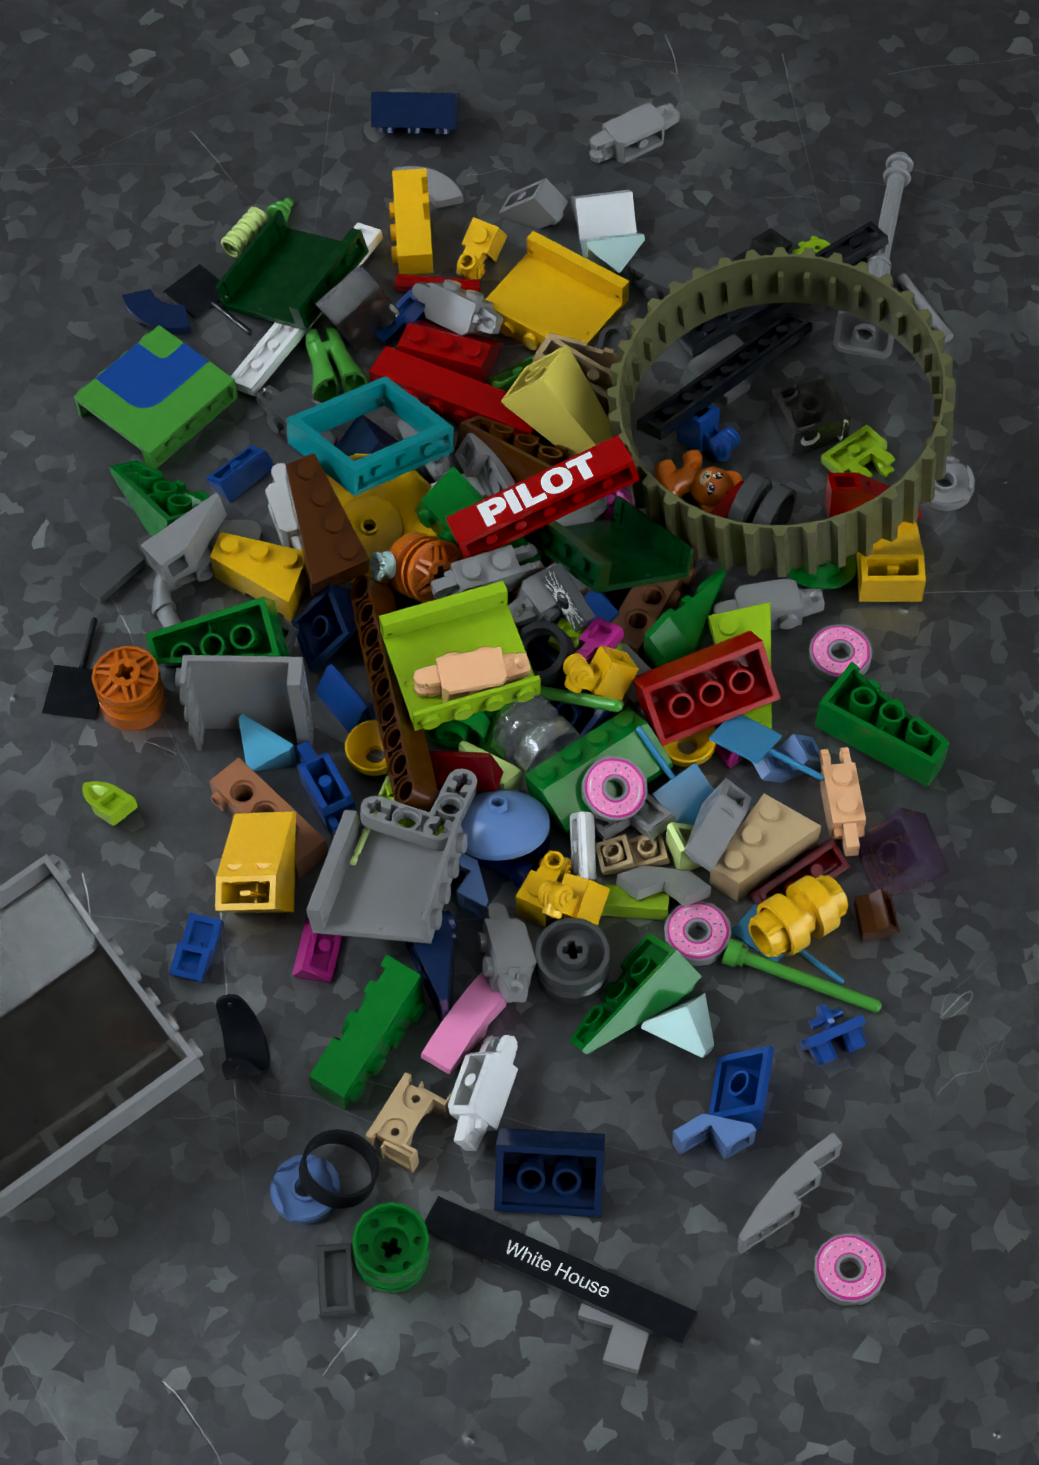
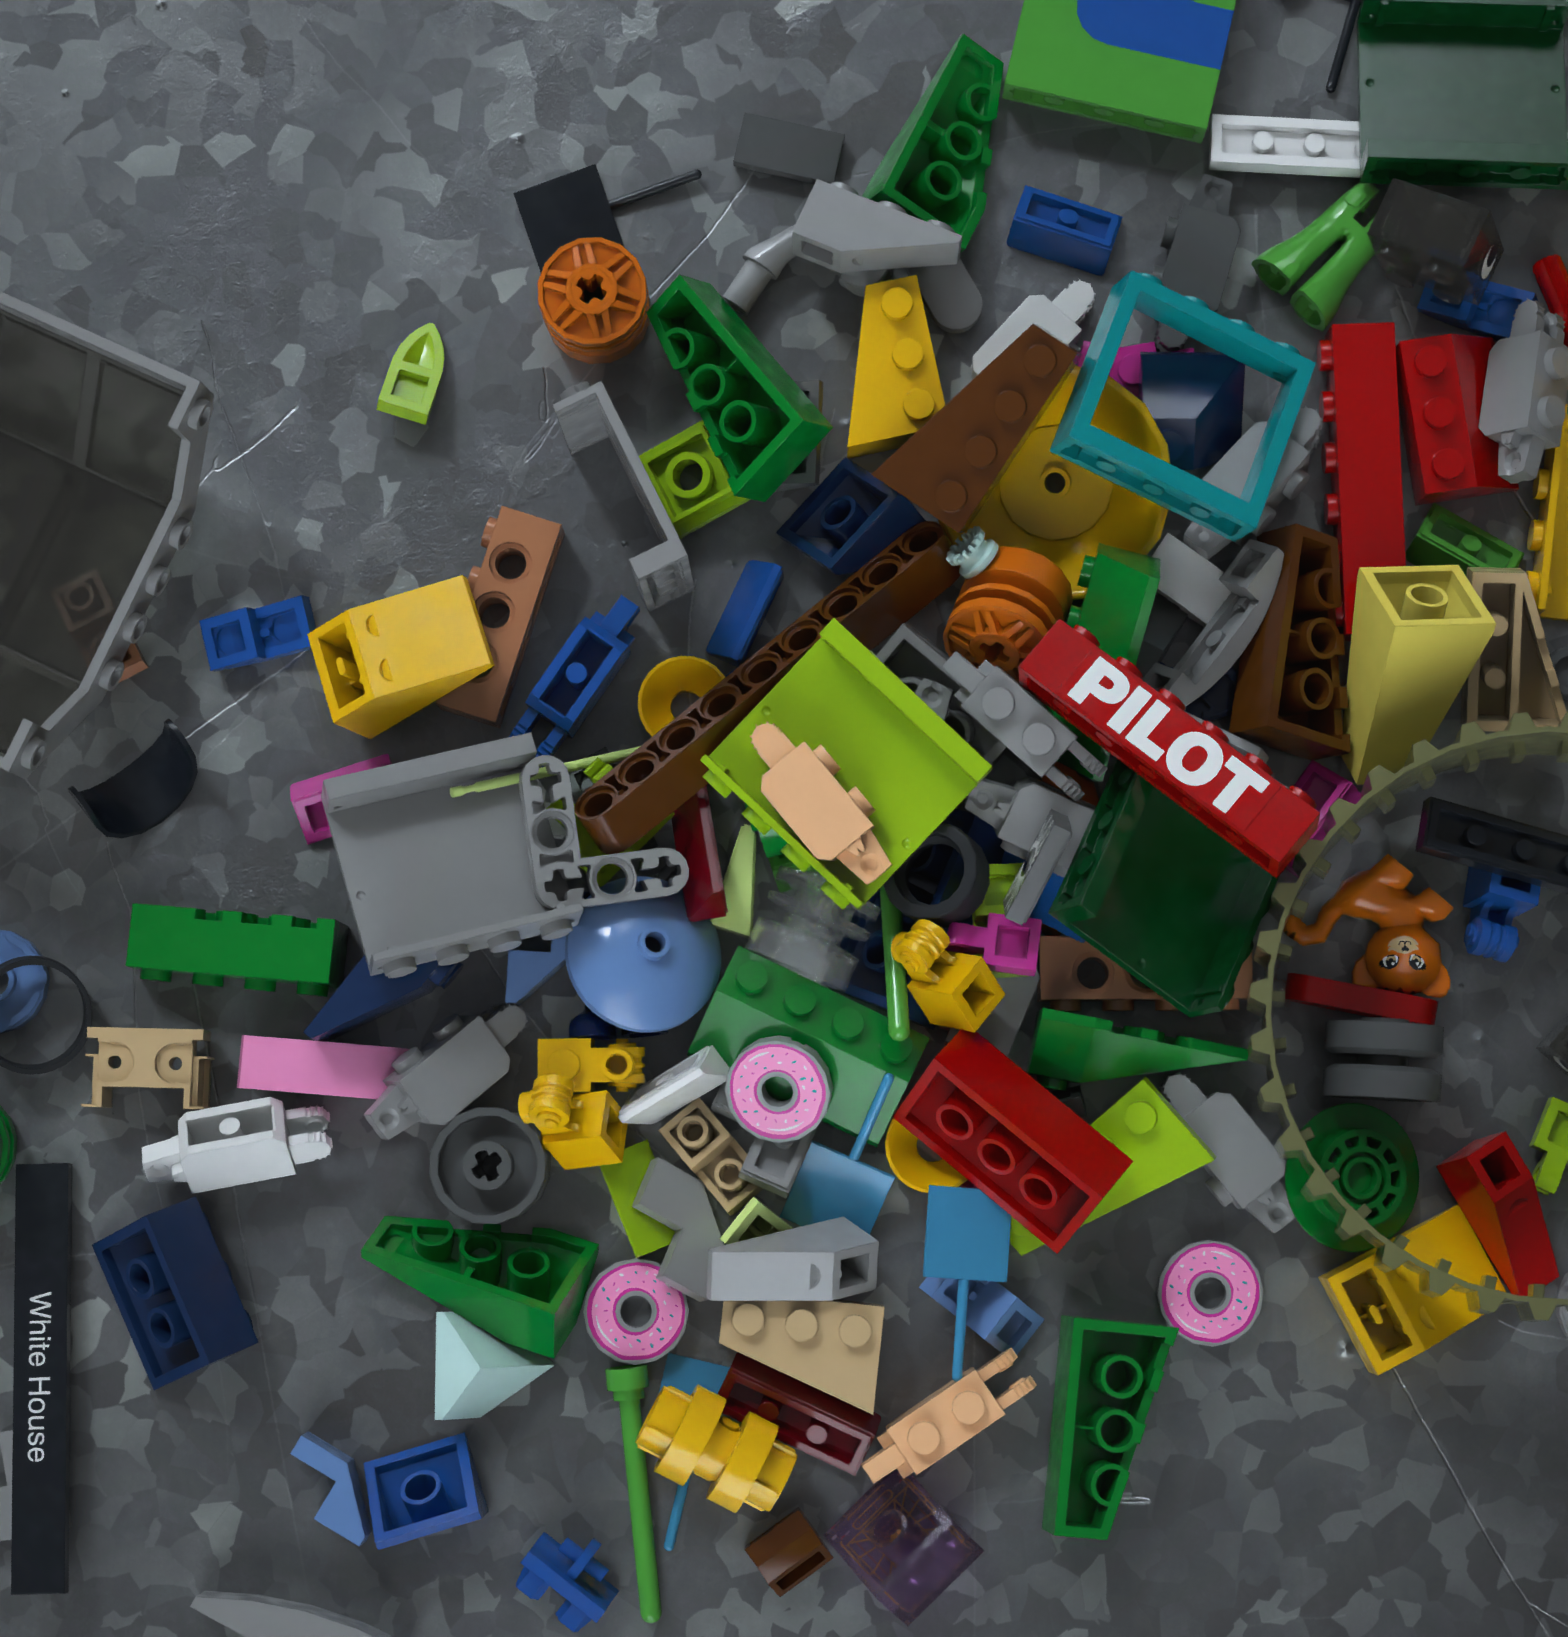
camera: 65 degrees right, 25 degrees up
(263, 747) = (607, 540): medium azure slope -> none

